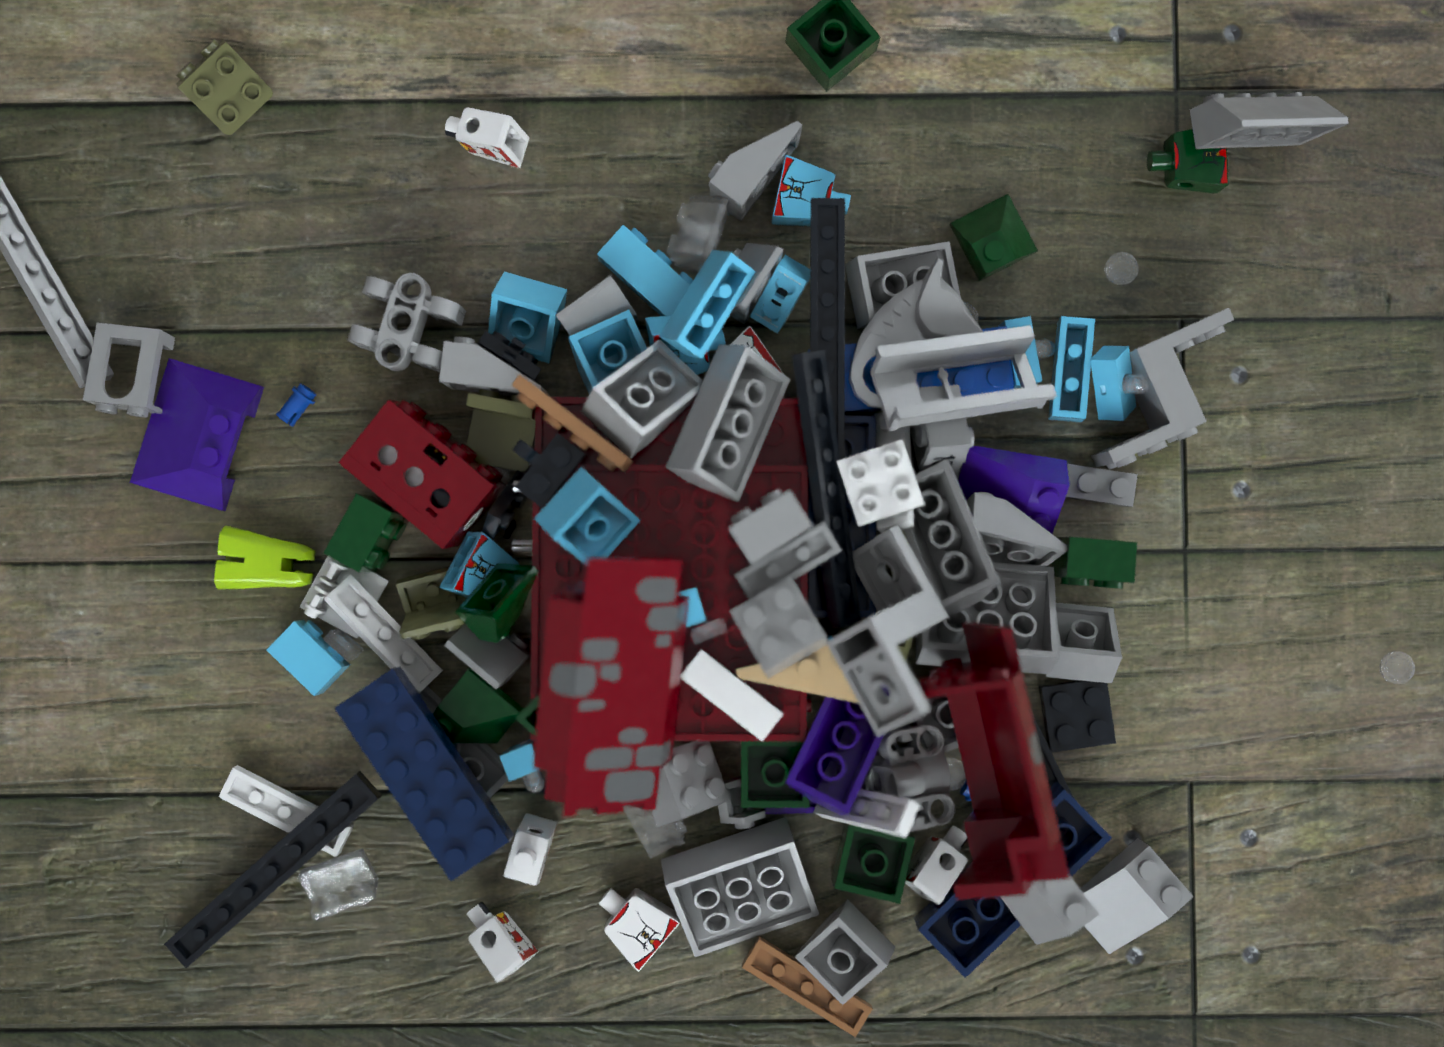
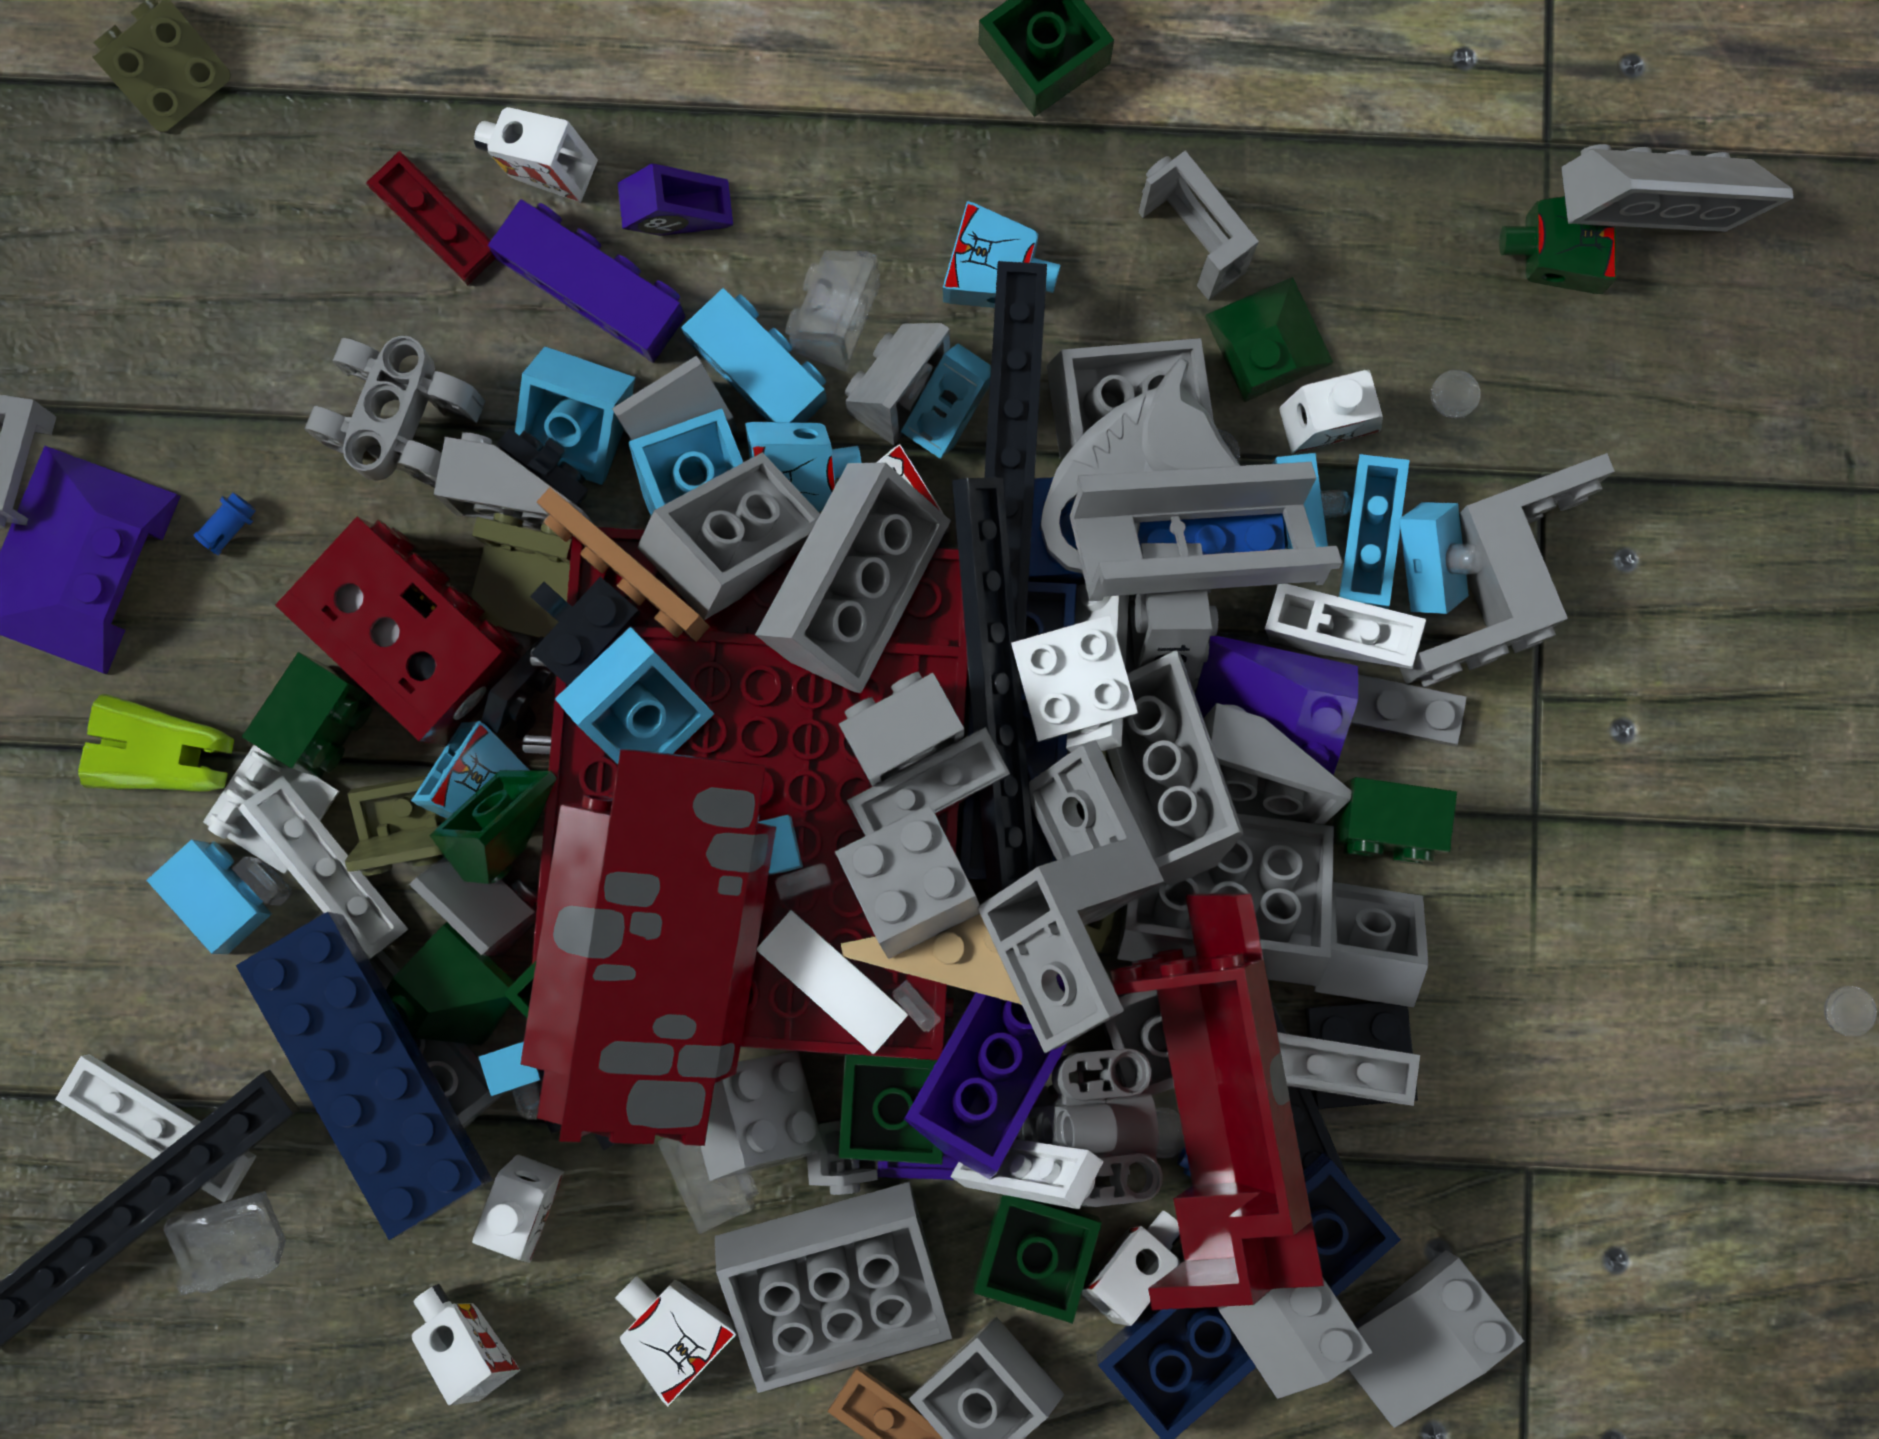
camera: 10 degrees right, 5 degrees down
(420, 185) = (432, 217): none -> dark red tile
(529, 223) = (587, 279): none -> dark purple brick
(584, 165) = (673, 201): none -> dark purple slope
(707, 303) = (834, 402): medium azure brick -> none
(752, 168) = (918, 217): light grey slope -> none
(788, 708) = (916, 1006): none -> clear tile
(965, 184) = (1227, 257): none -> light grey panel
(1041, 286) = (1335, 411): none -> white torso
(1056, 435) = (1343, 627): none -> white slope
(1075, 726) = (1349, 1069): none -> white tile

